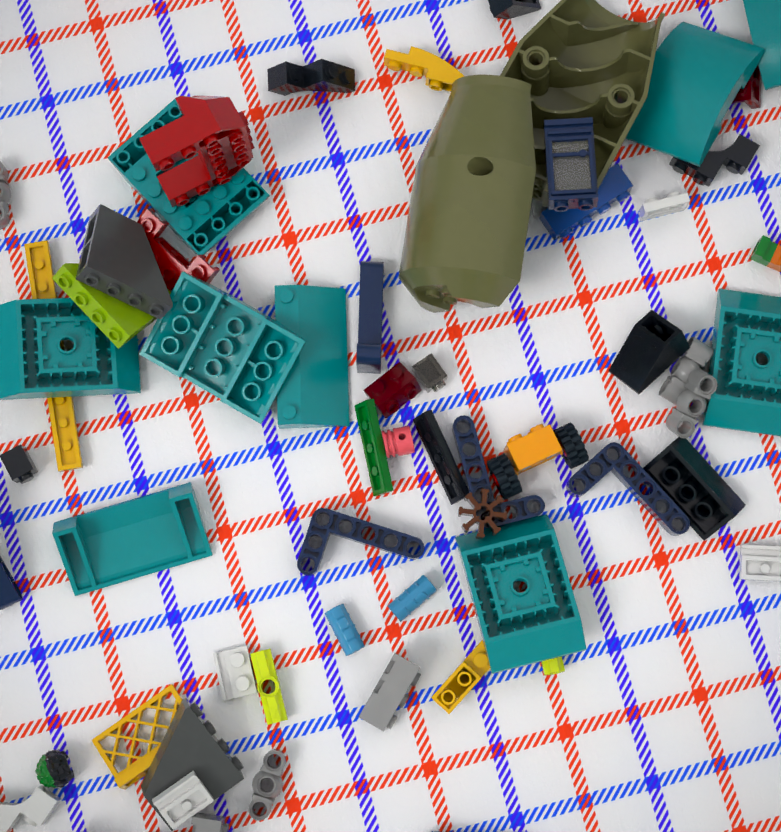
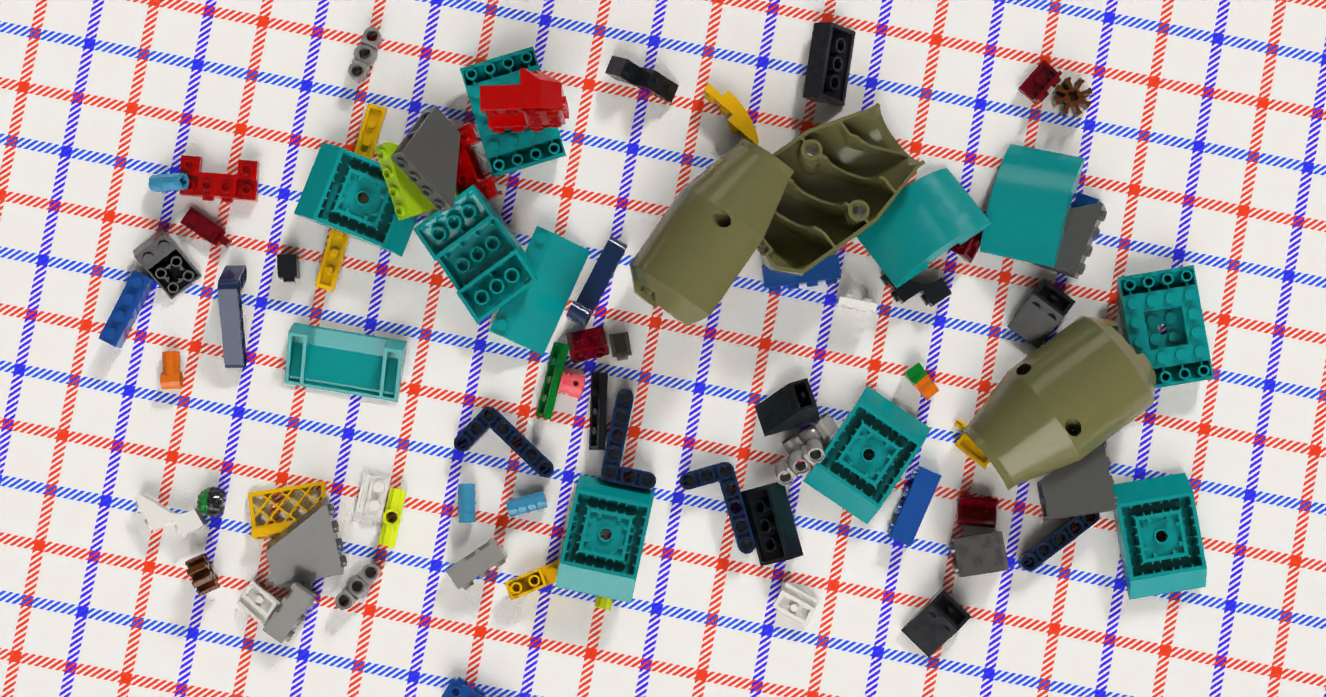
camera: 25 degrees right, 5 degrees up
(183, 800) = (292, 568): white plate -> none
(476, 508) = (604, 462): reddish brown gear -> none
(532, 450) = (667, 440): brick -> none
(570, 164) = (792, 246): dark blue door -> none

